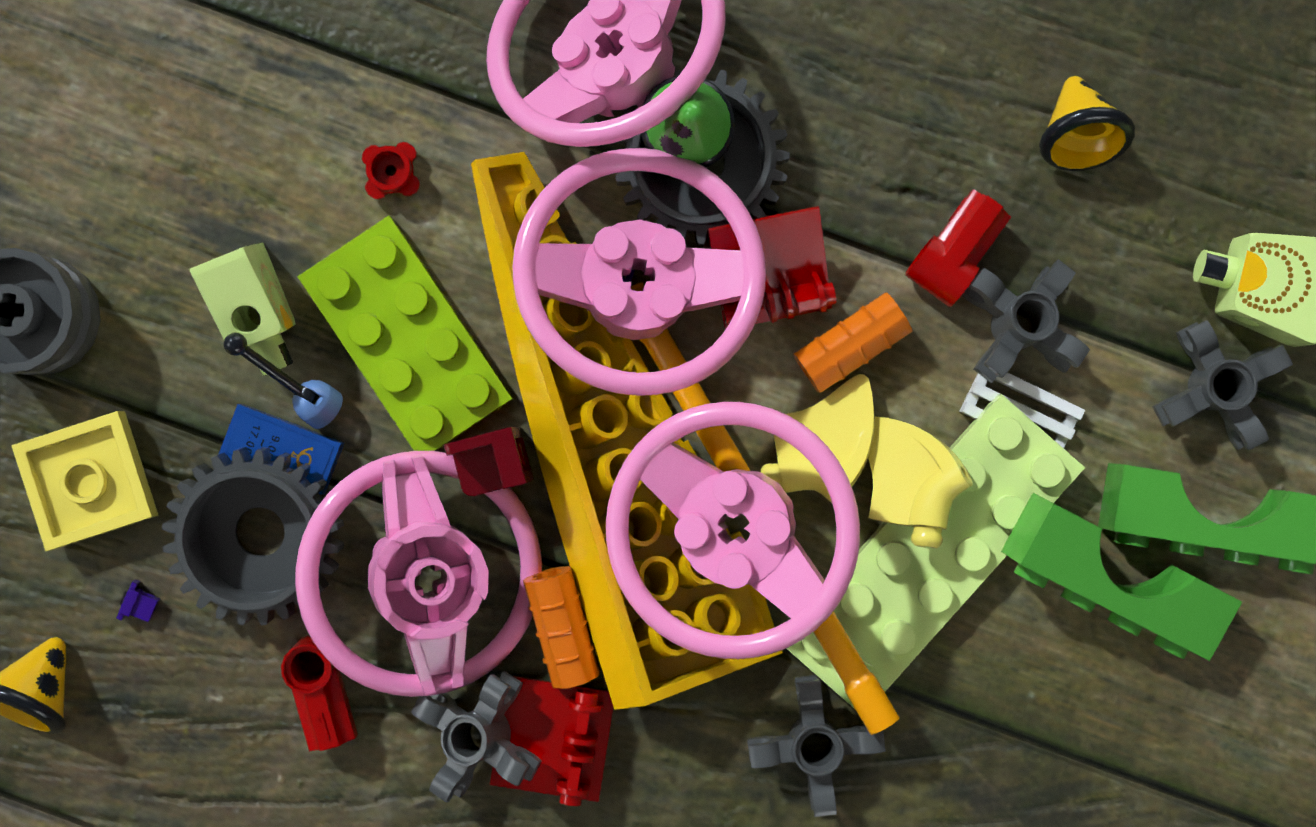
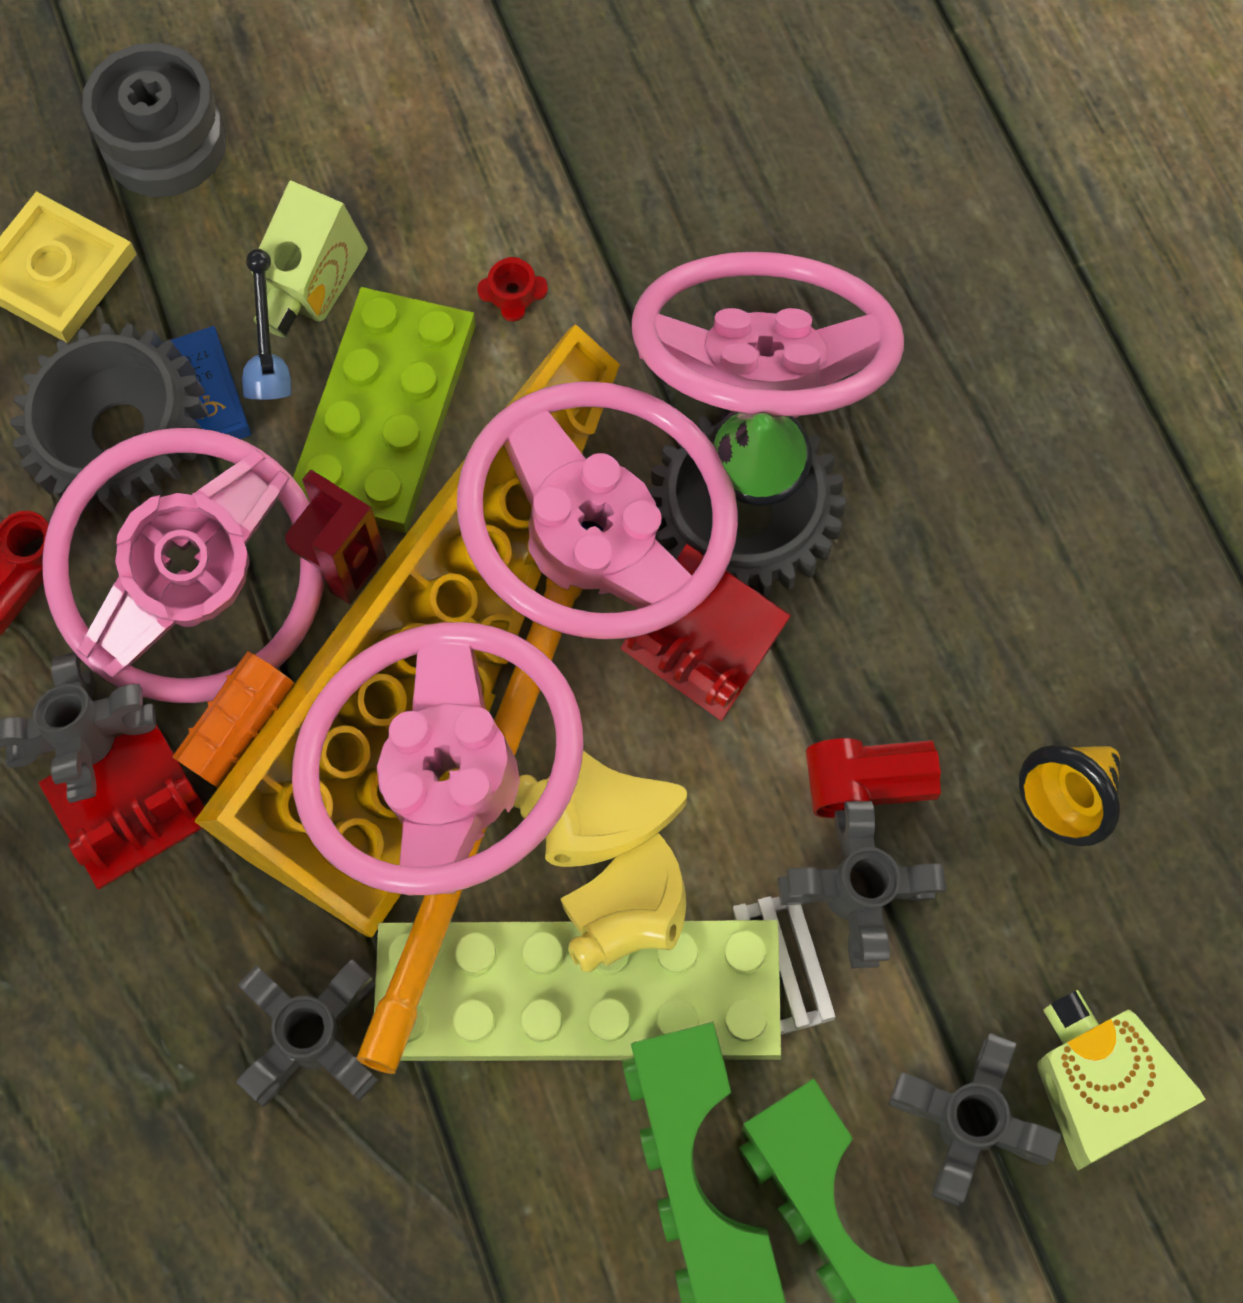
camera: 50 degrees right, 20 degrees down
(853, 342) = (704, 755): orange axle -> none

